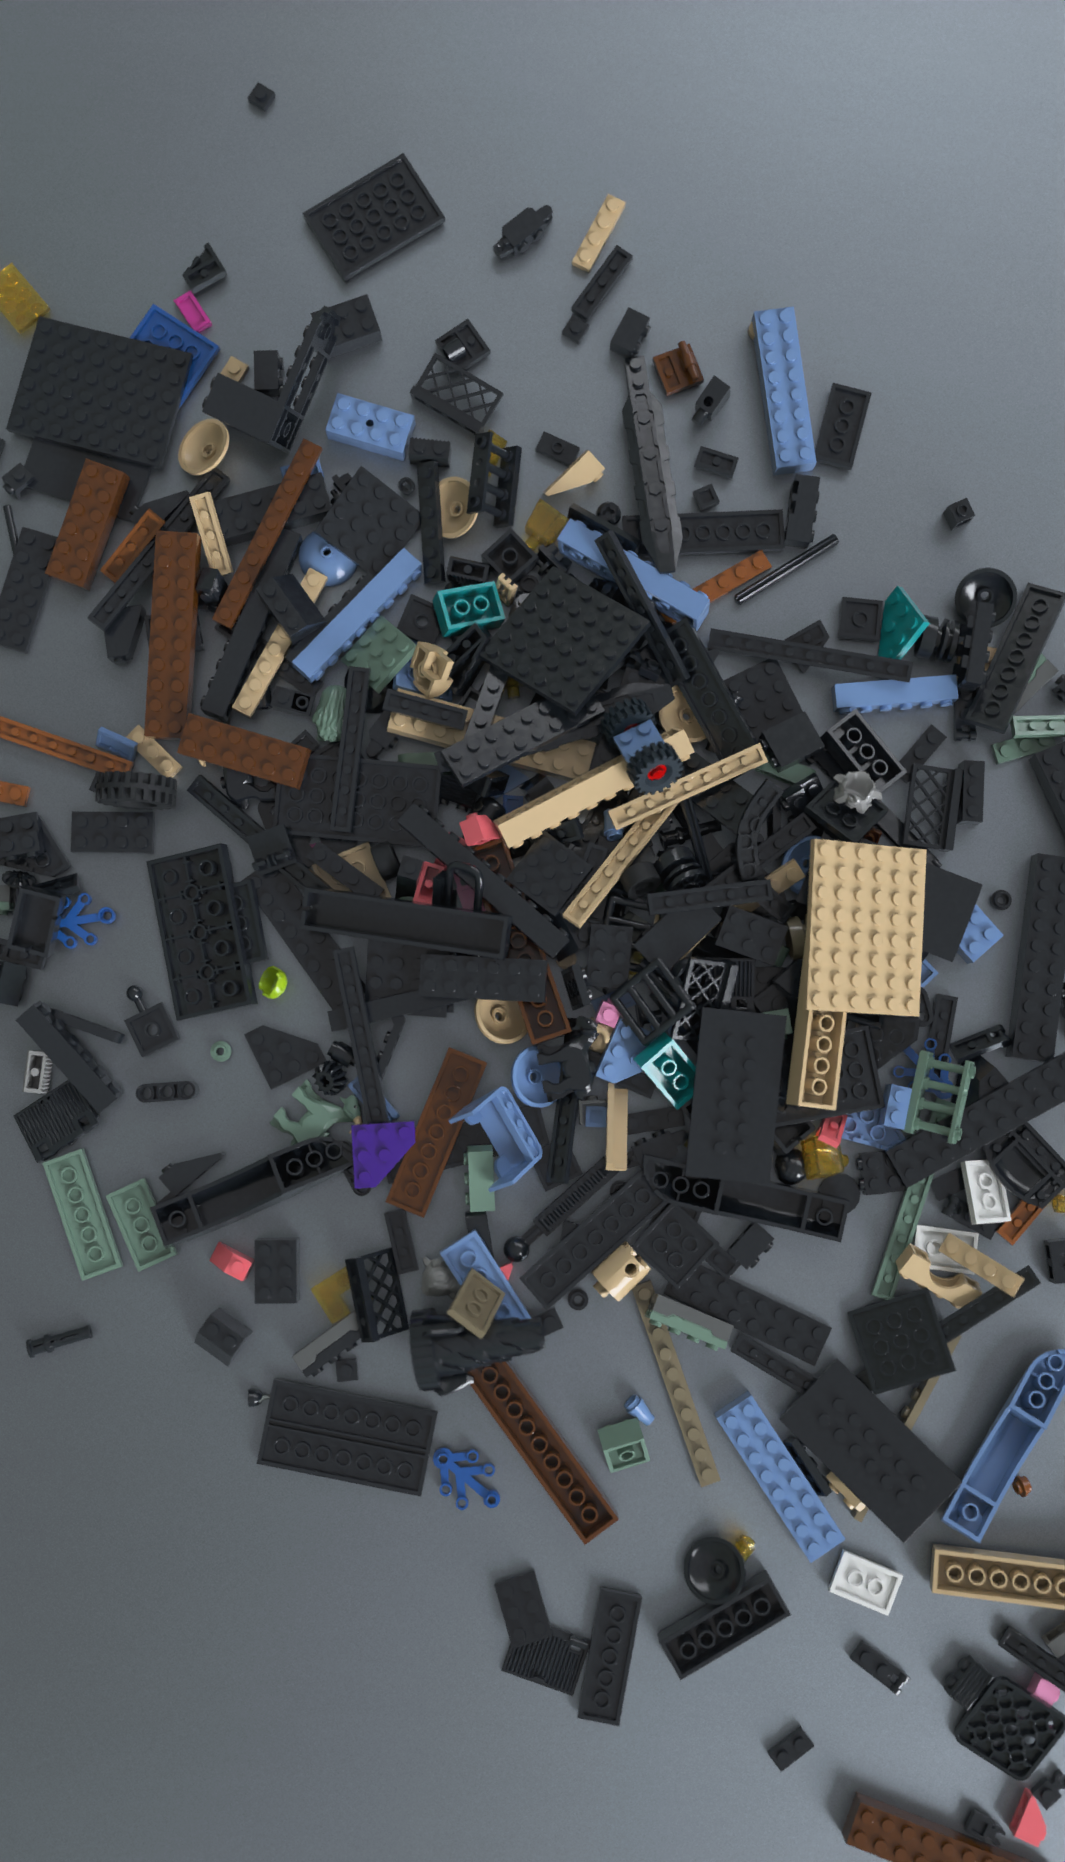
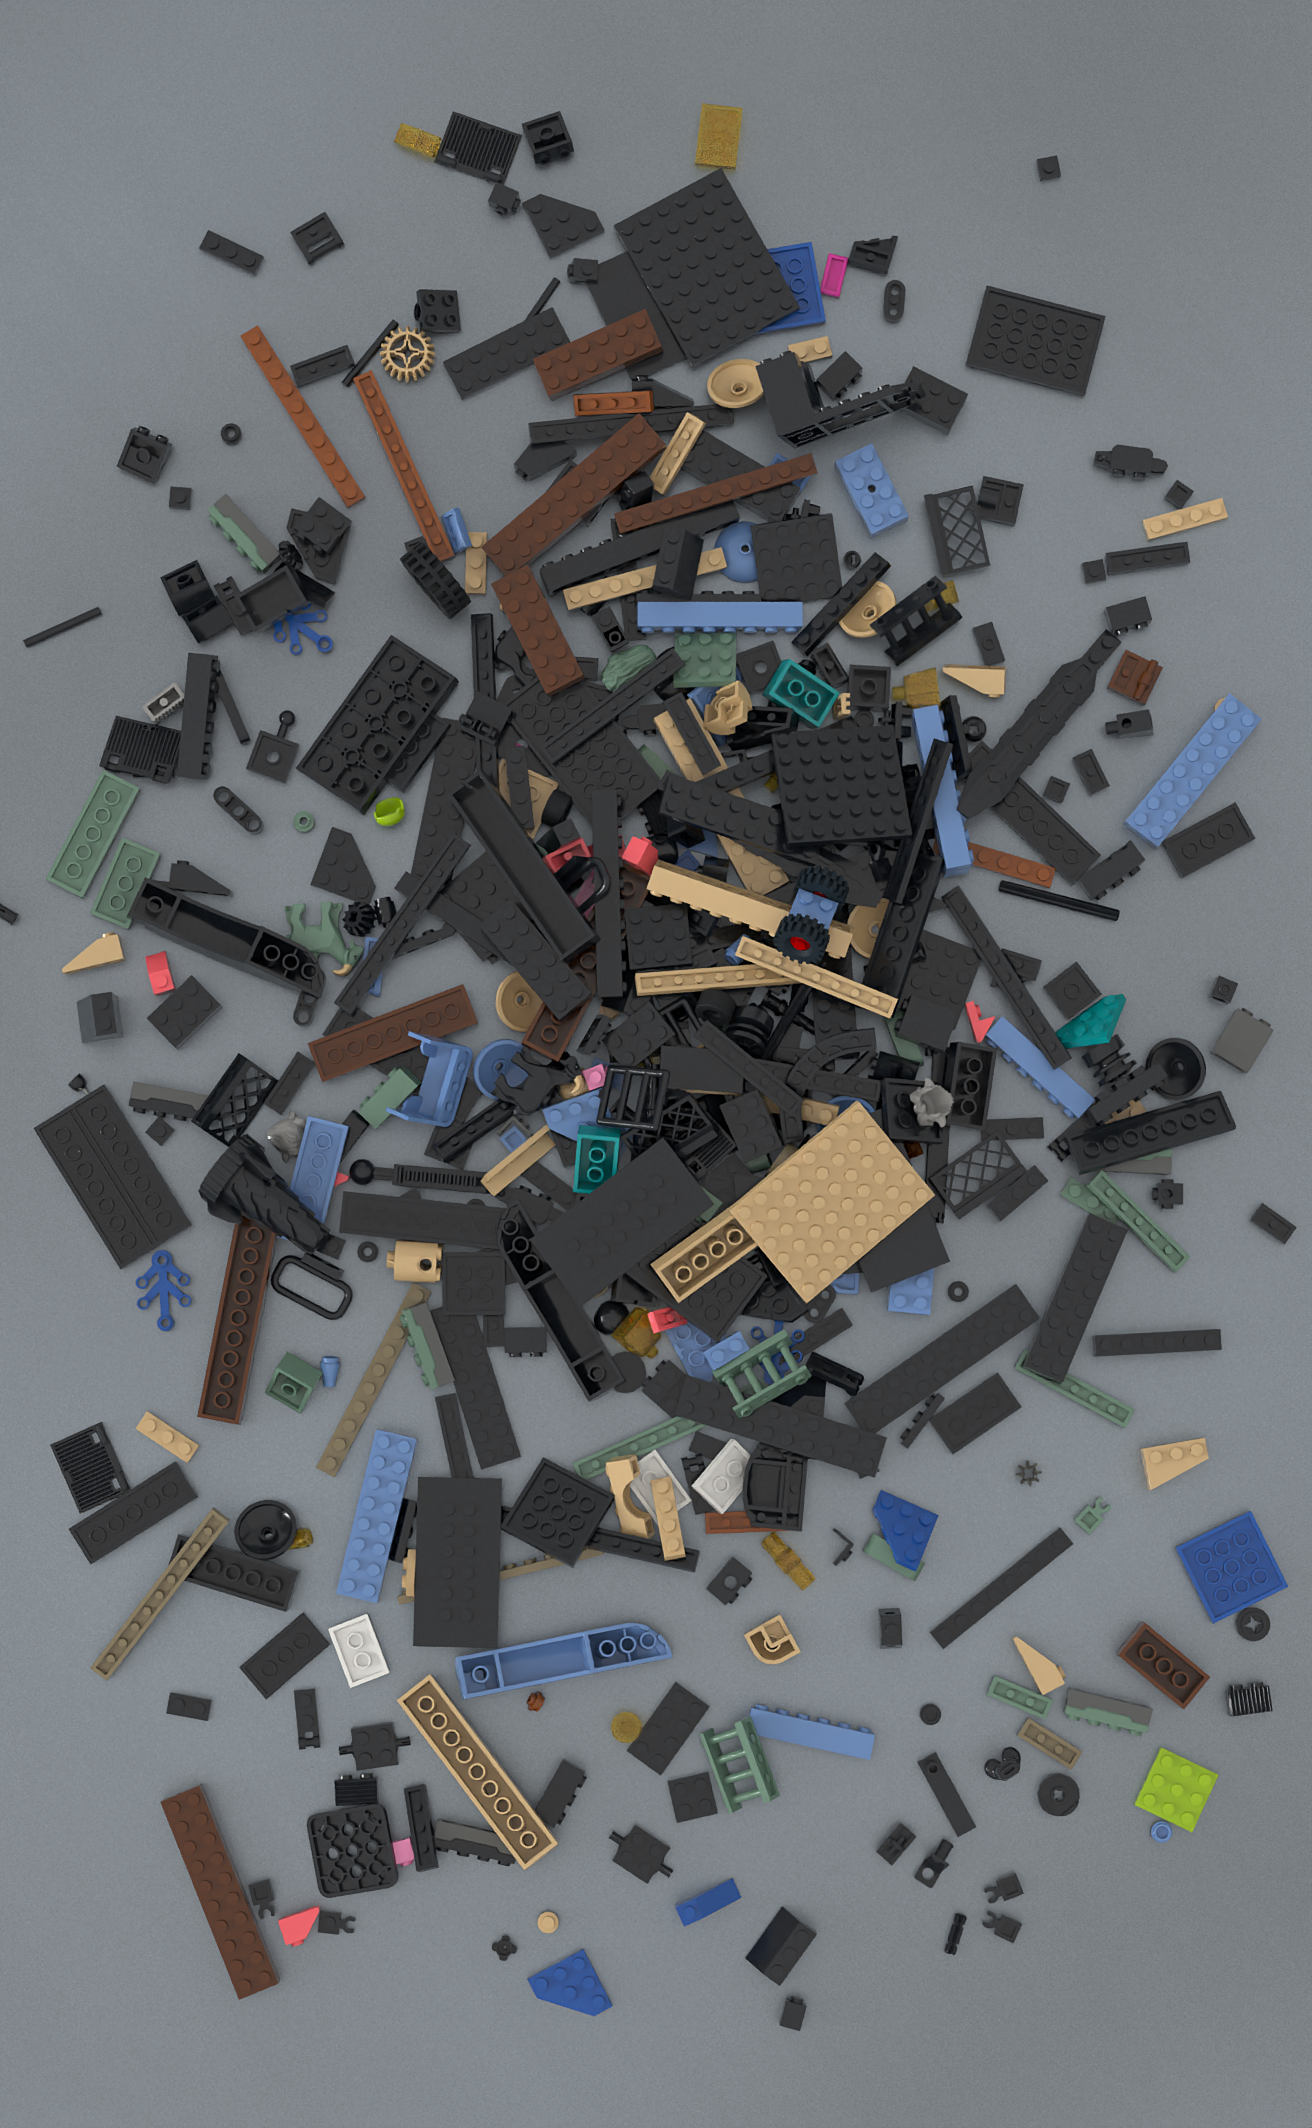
camera: 50 degrees right, 0 degrees up
(112, 832) = (389, 589): black plate -> none
(174, 1292) = (100, 953): none -> tan slope
(251, 288) = (894, 301): none -> black plate
(329, 1295) = (202, 1066): clear yellow plate -> none
(378, 1149) = (341, 1002): dark purple plate -> none
(429, 450) = (893, 552): black brick -> none
(476, 1303) = (297, 1173): dark tan plate -> none
(523, 1609) = (109, 1418): black plate -> none
(558, 1346) = (321, 1269): none -> black bar
(576, 1576) = (167, 1437): none -> tan plate
(577, 220) = (1179, 494): none -> black plate
(691, 1698) = (160, 1593): none -> dark tan plate
(818, 1640) = (284, 1655): none -> black tile
(825, 709) = (978, 1028): none -> coral slope
(946, 1636) = (374, 1746): none -> black plate
(1006, 534) = (1242, 1040): none -> dark grey brick

